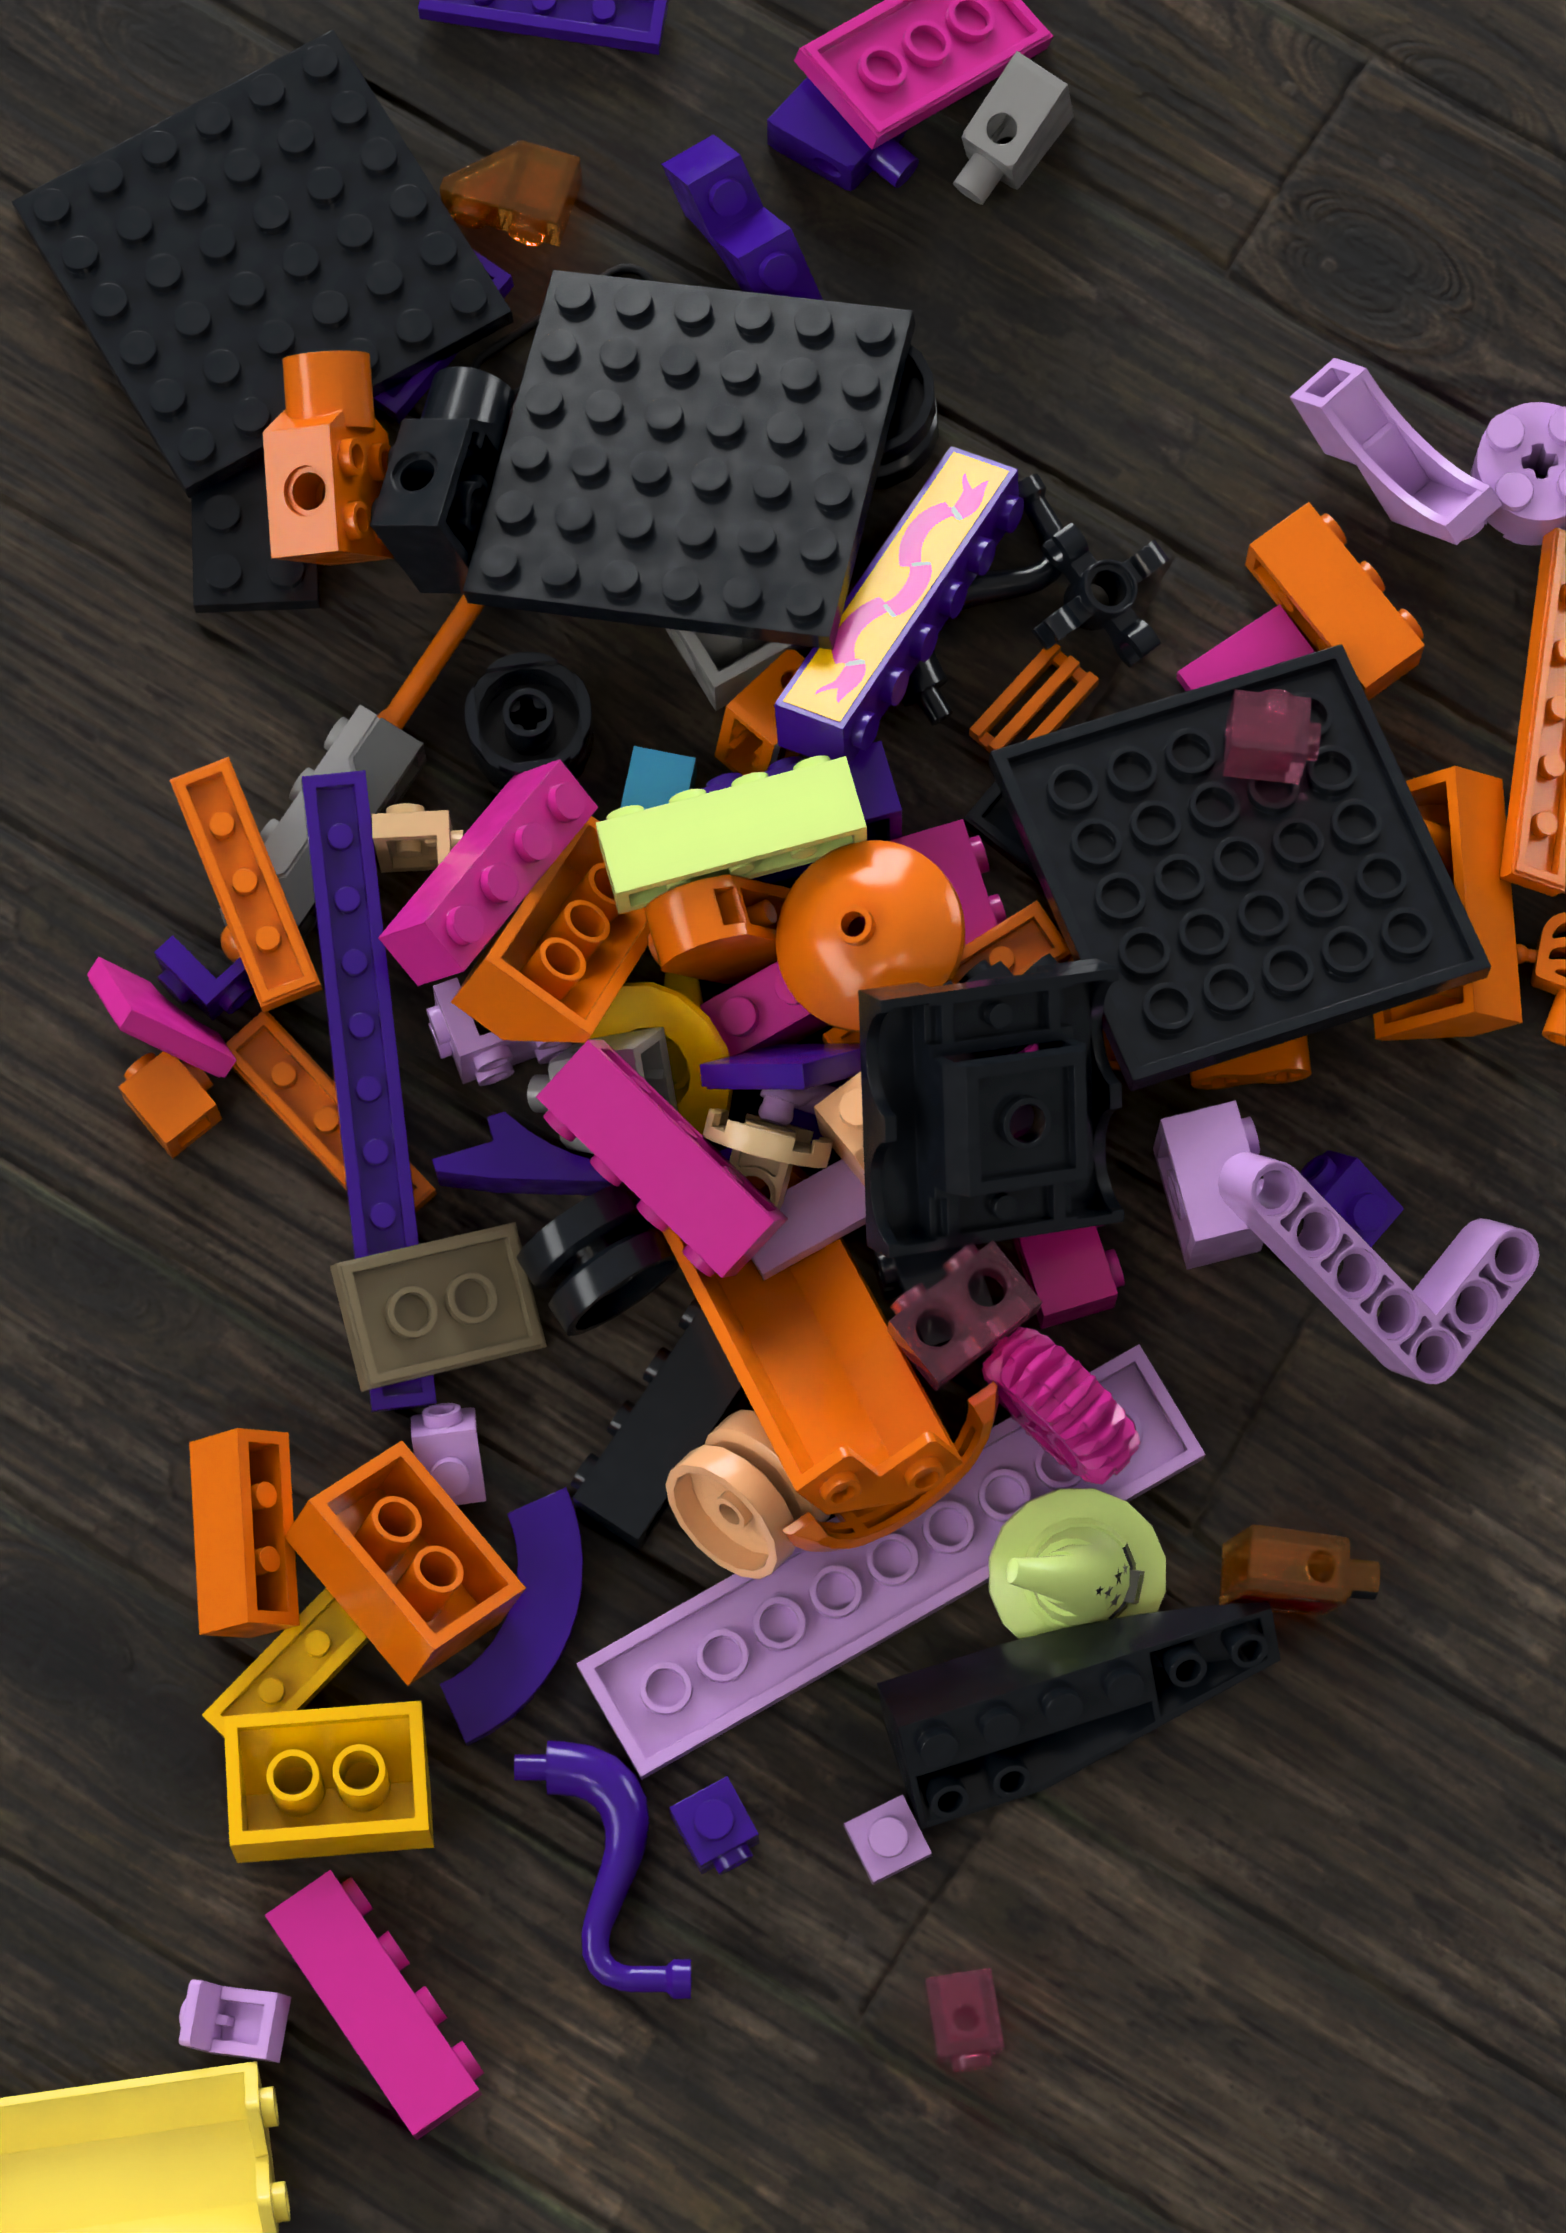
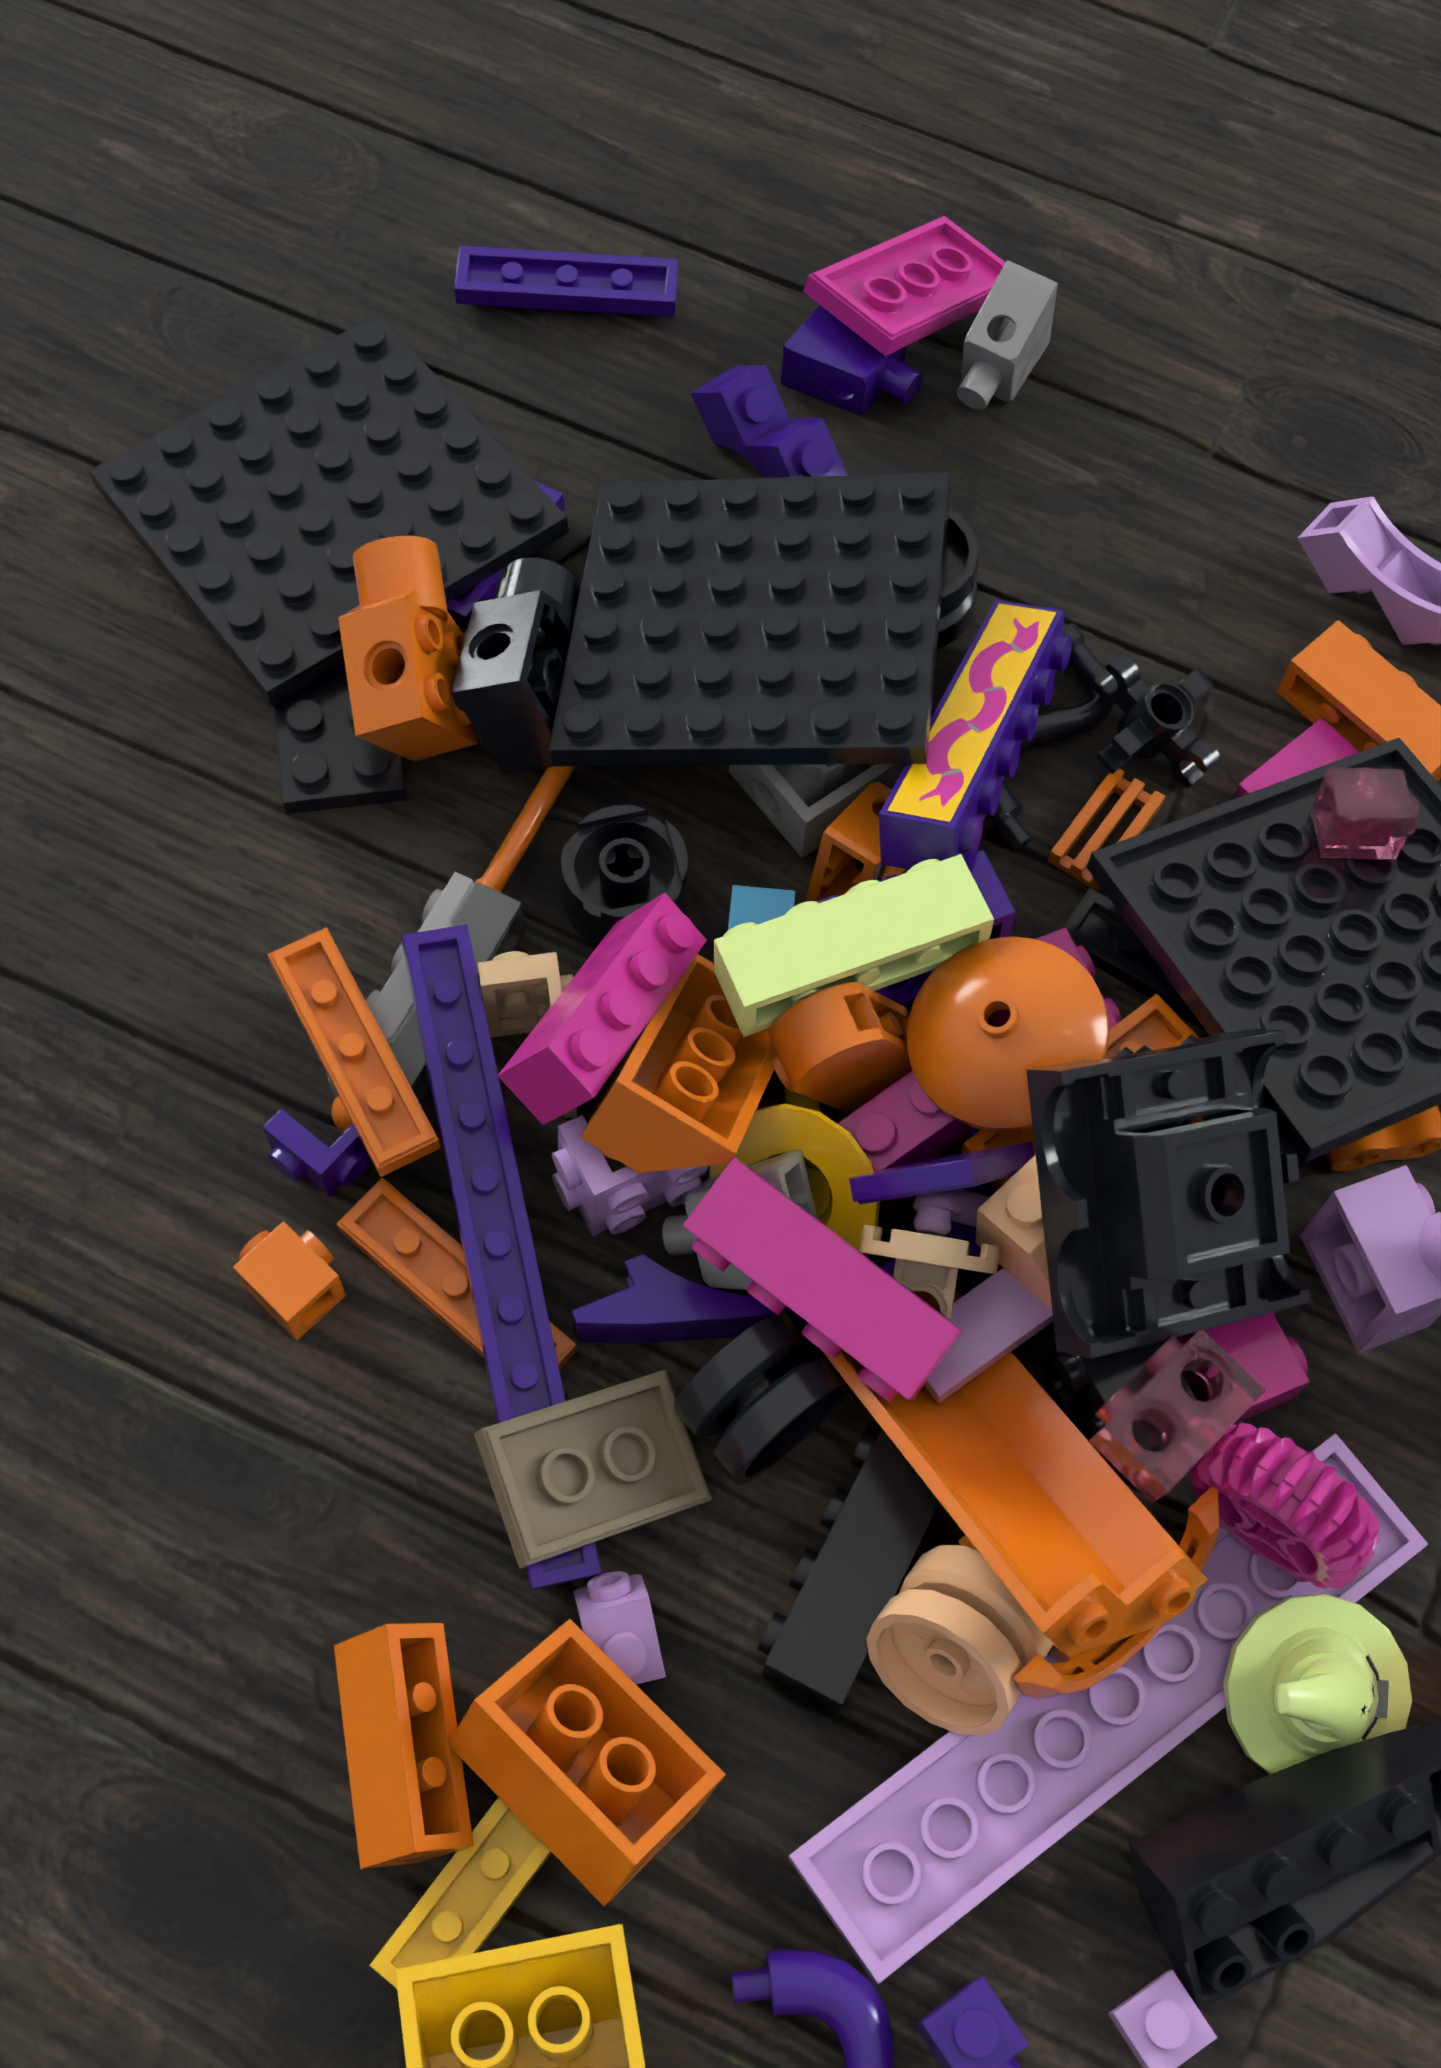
camera: 10 degrees left, 10 degrees down
(153, 1019) = (262, 1192): dark pink tile -> none
(517, 191) = (560, 426): clear orange slope -> none
(536, 1625) = (736, 1817): dark purple tile -> none

